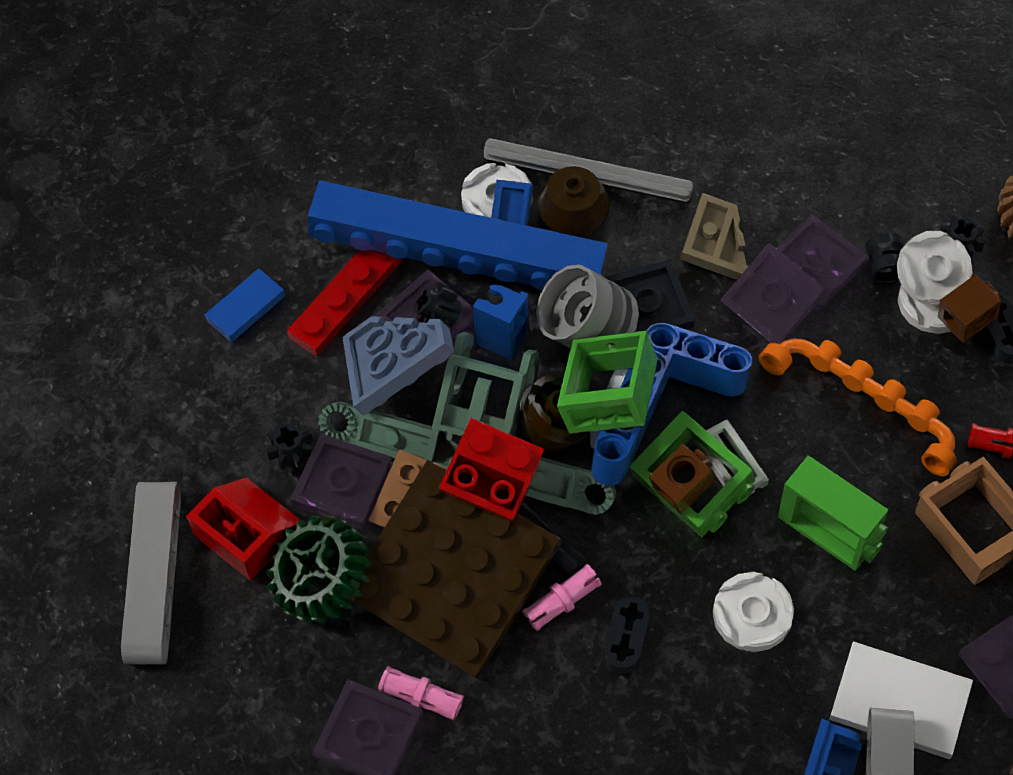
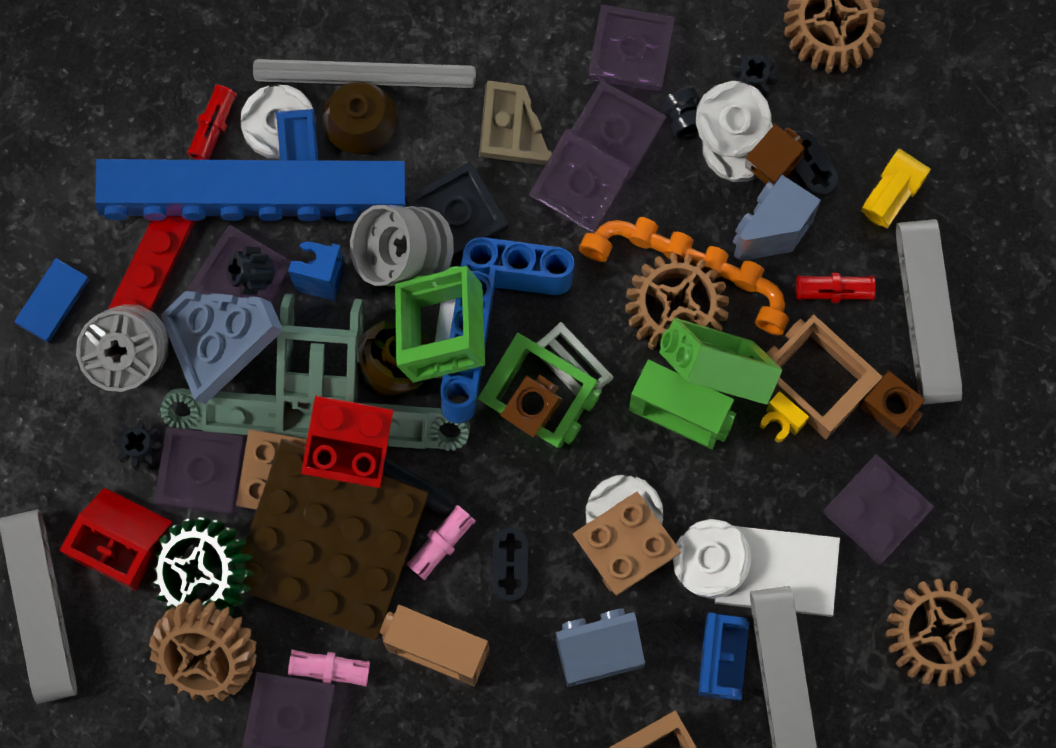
camera: 15 degrees left, 15 degrees up
(308, 367) = (131, 328): none -> light grey wheel
(312, 664) = (203, 650): none -> medium nougat gear
(436, 181) = (220, 101): none -> red pin
(533, 689) = (434, 644): none -> medium nougat window
(701, 729) = (600, 647): none -> sand blue slope
(750, 637) = (626, 543): none -> medium nougat hinge
(835, 671) = (712, 559): none -> white tile
(846, 193) = (631, 48): none -> clear purple plate
(853, 443) = (665, 295): none -> medium nougat gear
(880, 475) = (720, 361): none -> bright green window
(938, 548) = (786, 414): none -> yellow tile
(961, 365) = (778, 222): none -> sand blue slope

